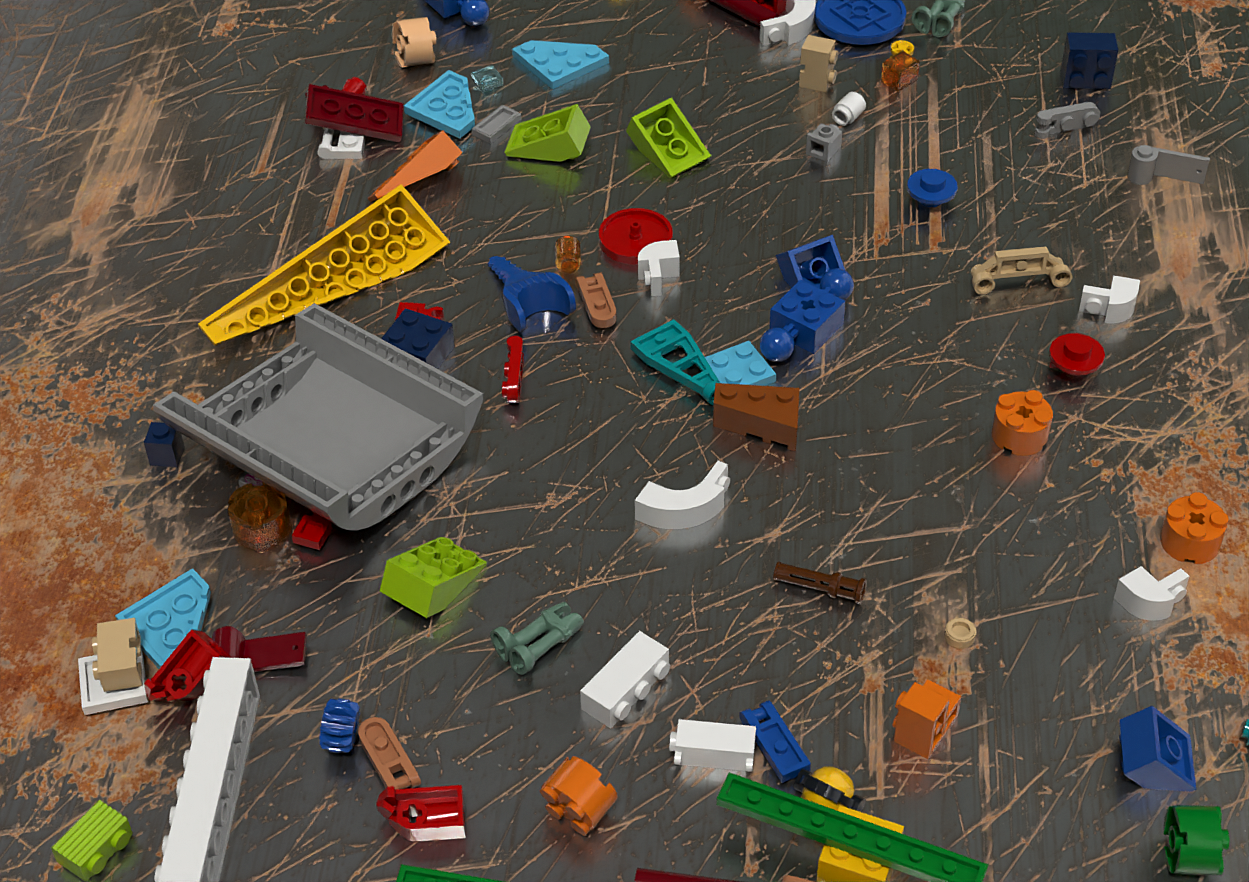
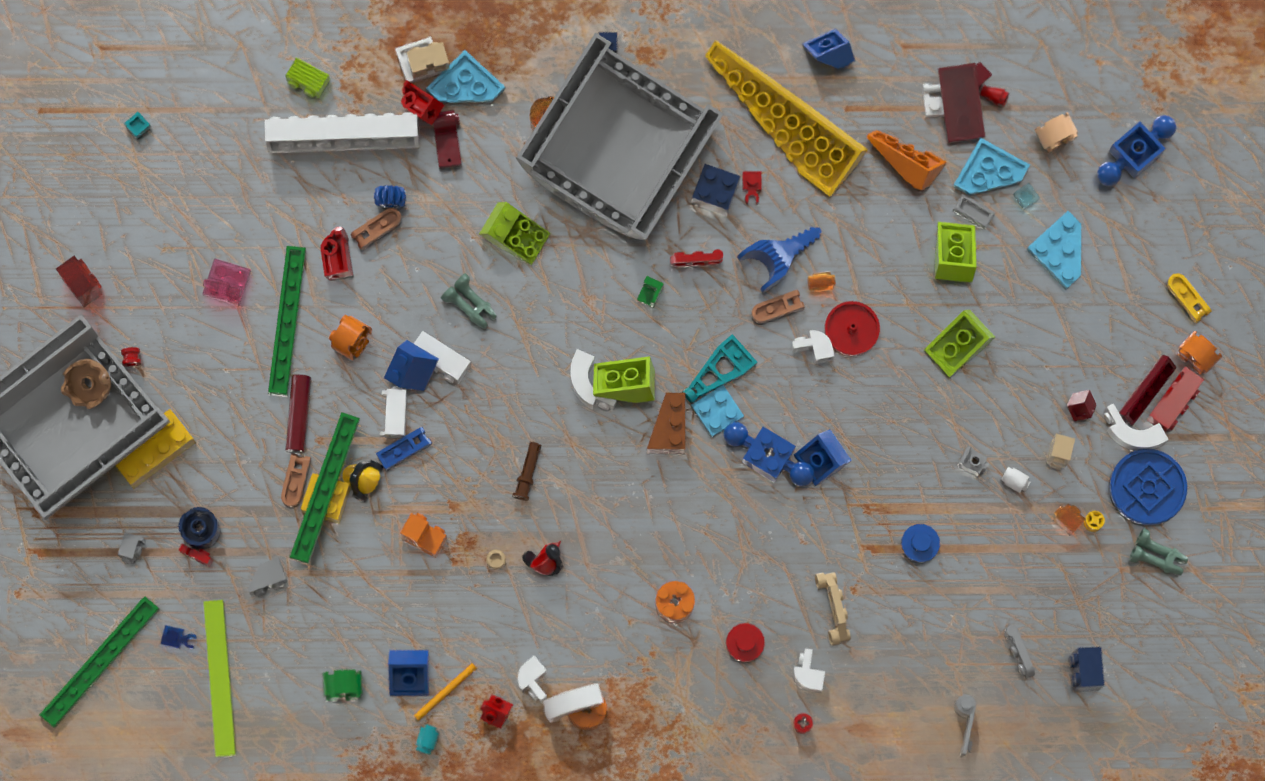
camera: 80 degrees right, 30 degrees up
(244, 222) = (831, 49): none -> blue slope
(554, 423) = (650, 291): none -> green panel
(638, 712) = (411, 367): none -> blue slope
(689, 446) = (625, 380): none -> lime slope
(758, 50) = (1081, 405): none -> dark red panel
(960, 559) = (548, 560): none -> cap
(1182, 712) = (445, 691): none -> light orange bar
(1188, 310) = (808, 720): none -> red bush
(1199, 529) = (572, 701): none -> white arch
(1211, 637) = (495, 711): none -> red brick

